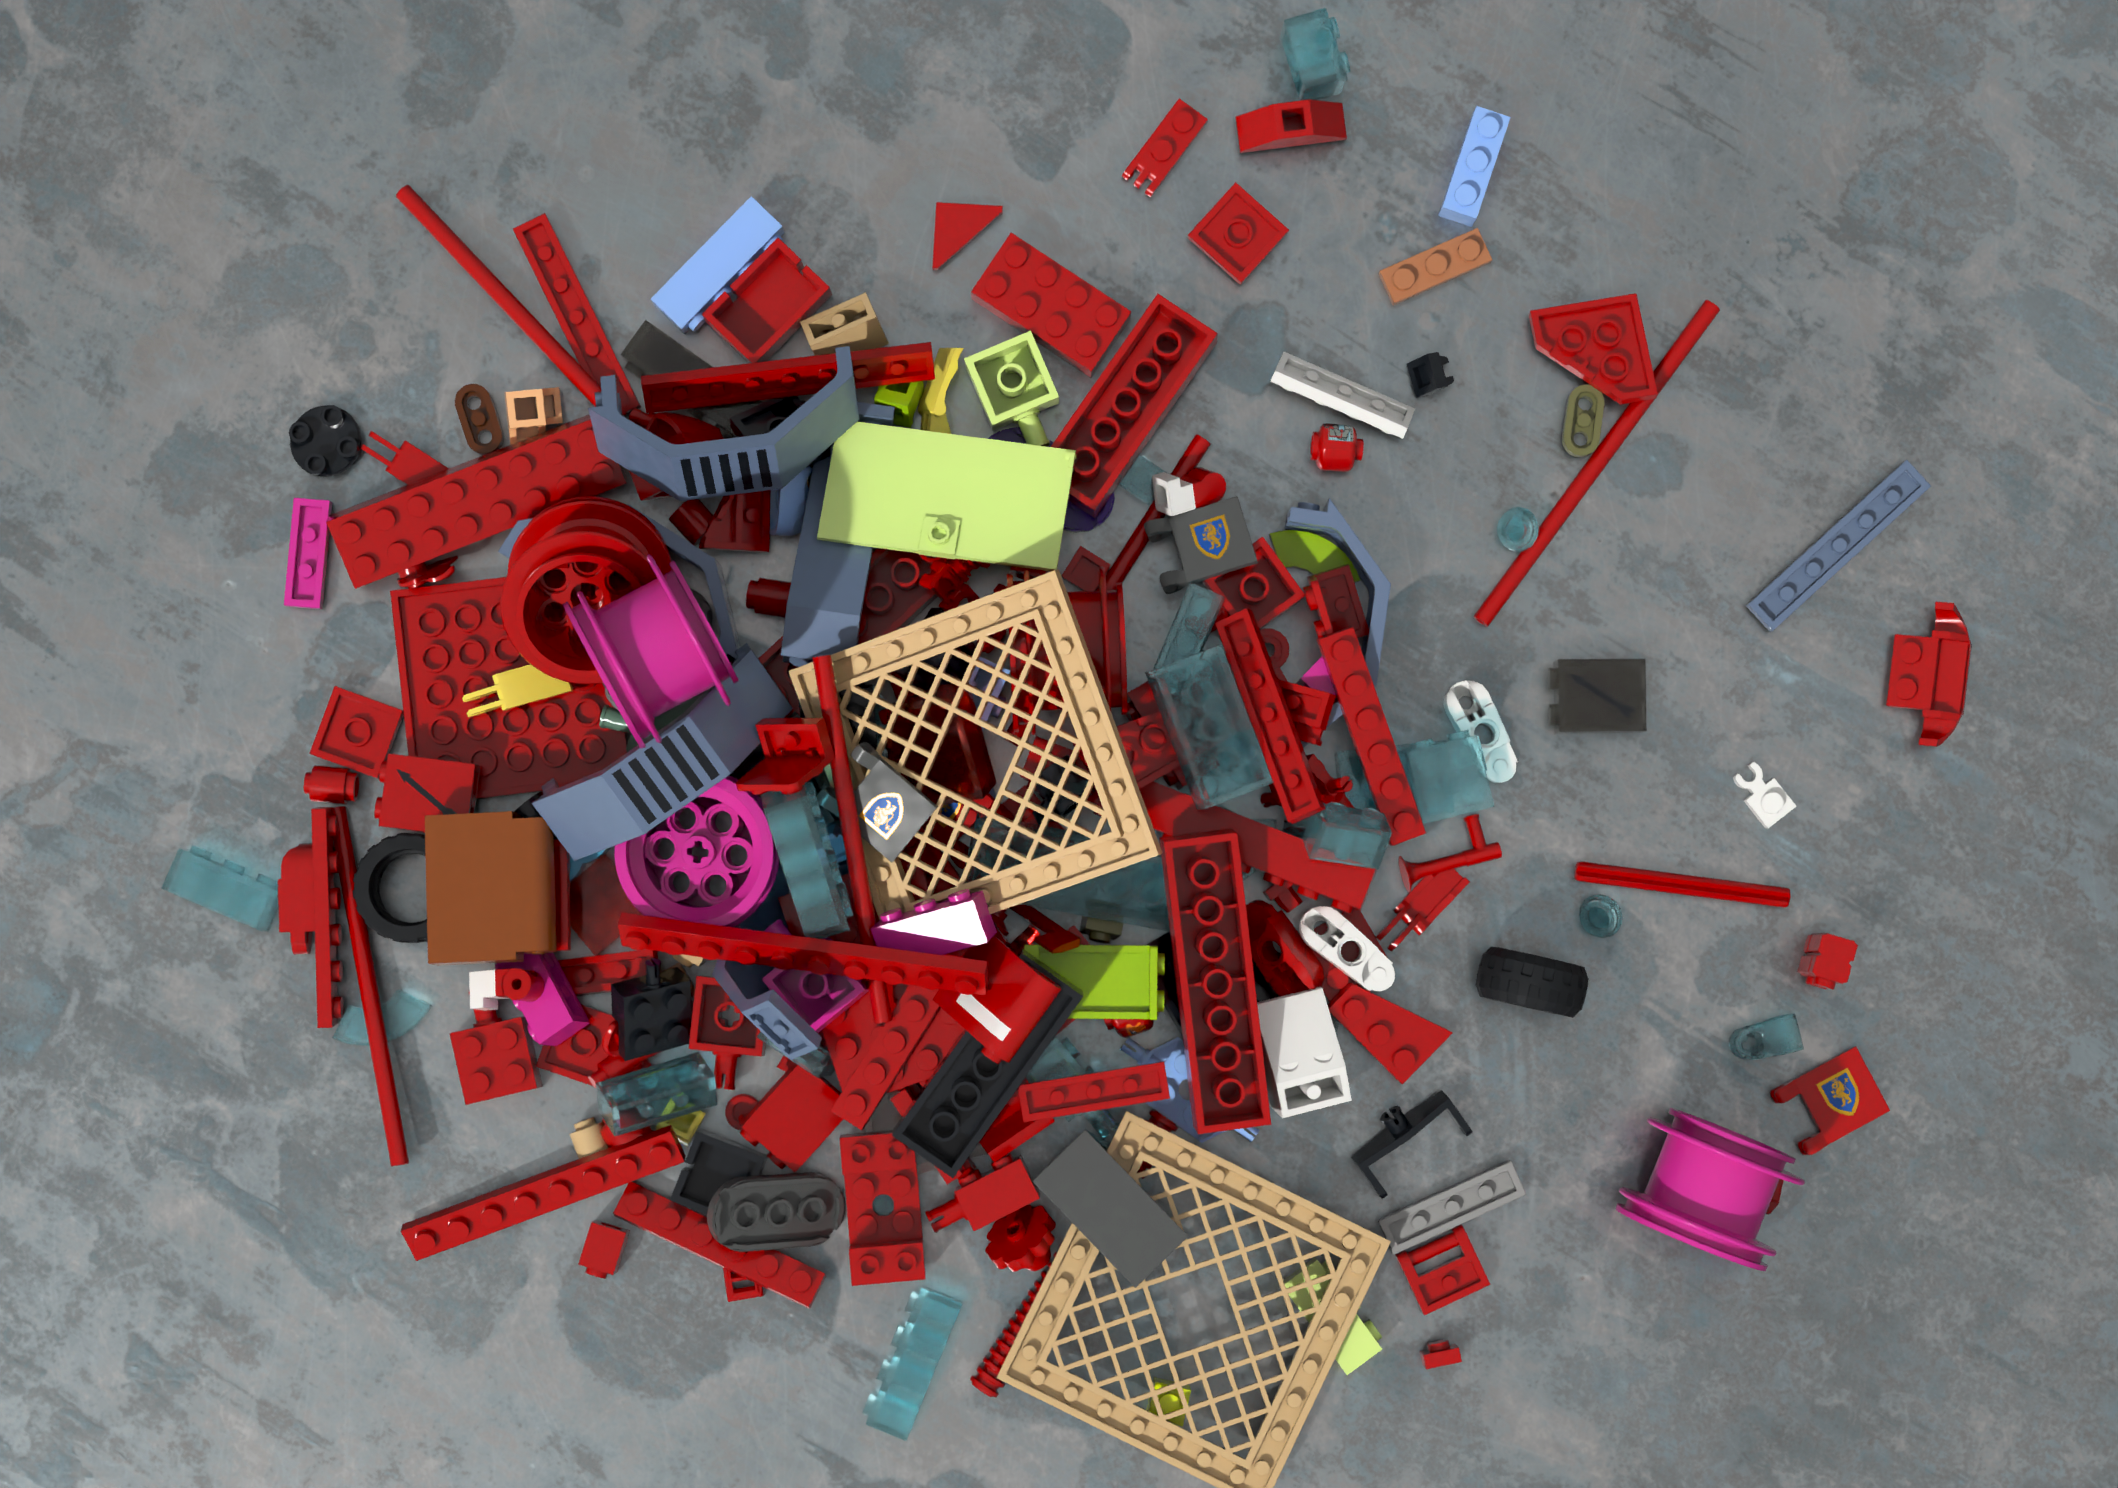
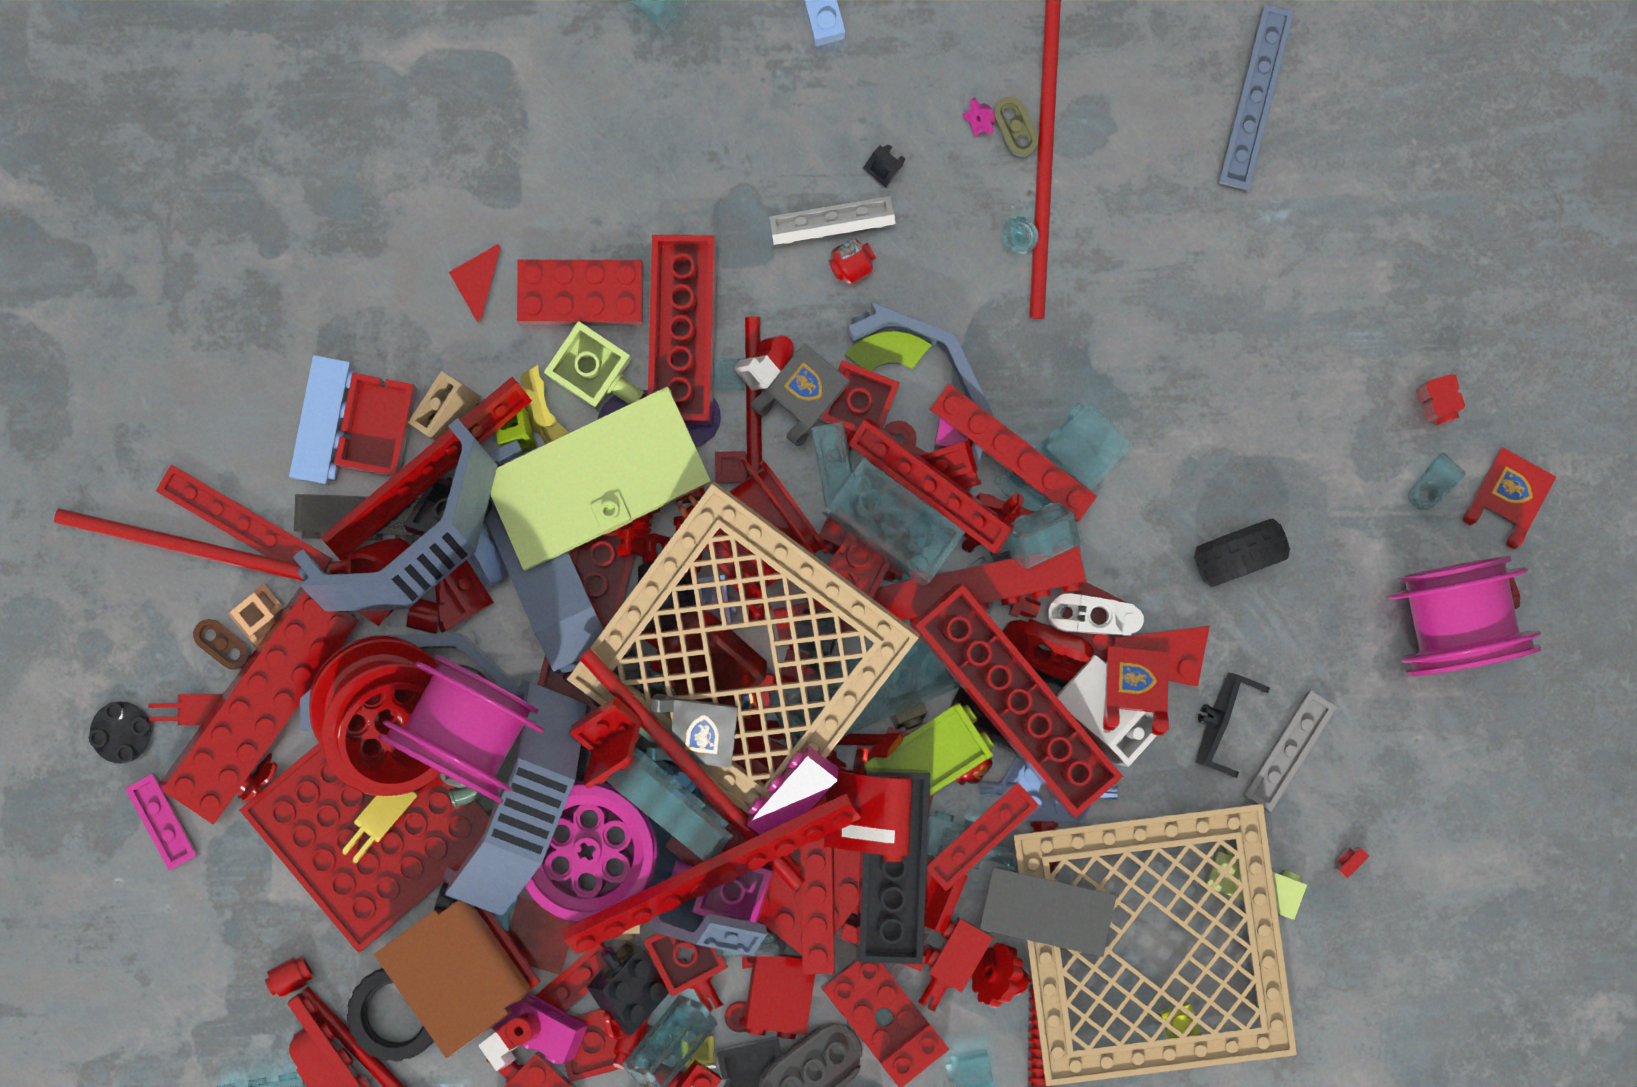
camera: 30 degrees left, 0 degrees up
(356, 732) = (282, 927): red plate -> none
(424, 788) = (358, 935): red brick -> none
(768, 596) = (515, 634): red brick -> none
(1166, 146) = (587, 124): red hinge -> none
(1238, 233) = (680, 153): red plate -> none
(1291, 125) = (667, 50): red slope -> none
(1336, 602) = (925, 372): red bracket -> none
(1345, 1041) = (1137, 683): none -> red flag
(1424, 904) = (1128, 544): red arm -> none
(1435, 266) = (837, 84): nougat plate -> none
(1447, 1281) = (1322, 805): red plate -> none
(1479, 853) = (1145, 485): red piece -> none
(1498, 753) = (1111, 404): white piece -> none
(1556, 382) = (980, 111): none -> dark pink plate
(1598, 696) = (1155, 317): clear smoke brick -> none
(1600, 344) = (992, 65): red plate -> none
(1600, 916) = (1260, 473): clear light blue hat -> none
(1682, 884) = (1303, 412): red axle -> none
(1767, 799) = (1325, 311): white plate -> none
(1933, 674) = (1383, 145): red plate -> none

